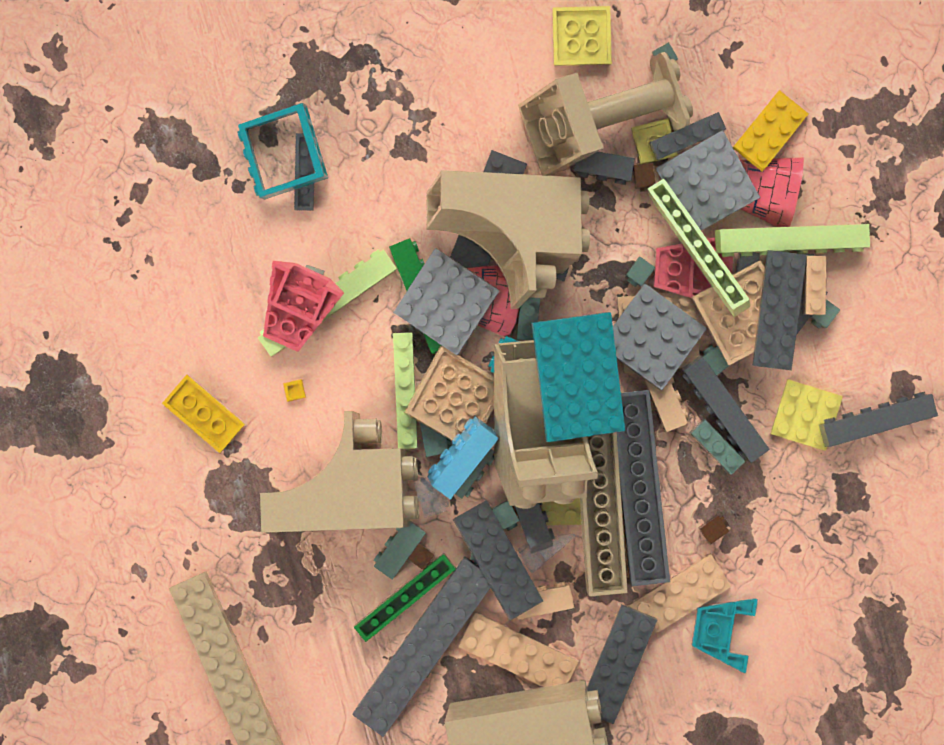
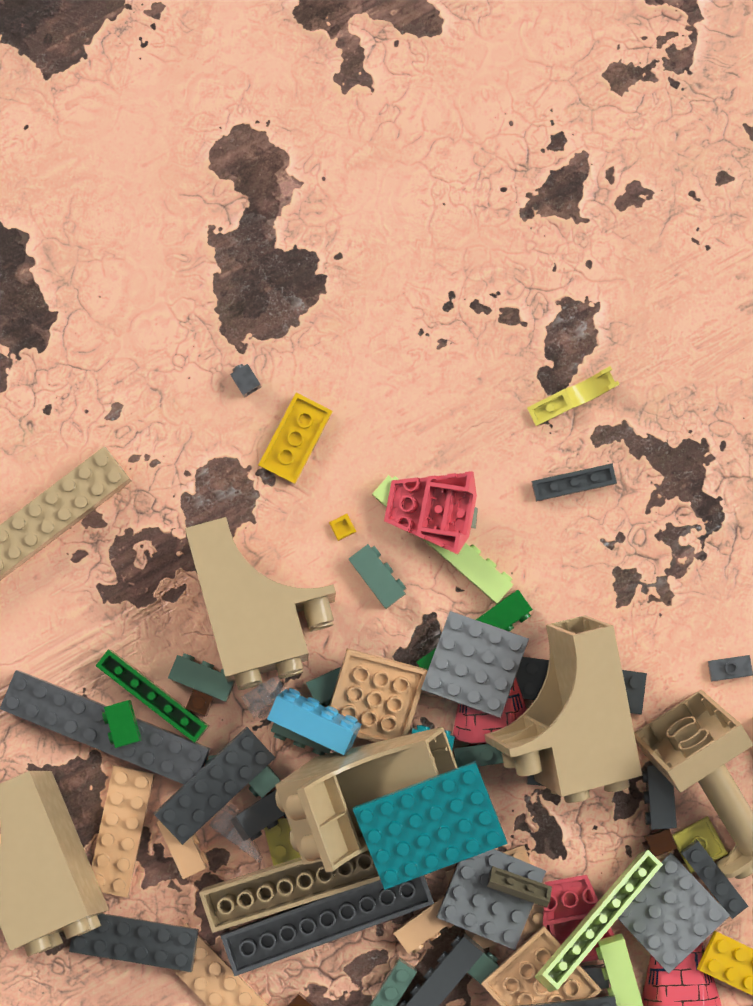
camera: 80 degrees right, 5 degrees down
(139, 446) = (245, 379): none -> flat silver brick
(226, 153) = (572, 397): none -> light yellow piece
(312, 143) = (606, 482): teal window -> none
(346, 369) = (378, 575): none -> sand green brick
(404, 389) = (371, 642): yellowish green brick -> none
(423, 629) = (121, 724): none -> green brick
(505, 74) = (730, 668): none -> flat silver plate
(639, 272) = (556, 862): sand green brick -> none
(652, 310) = (519, 886): none -> dark tan plate

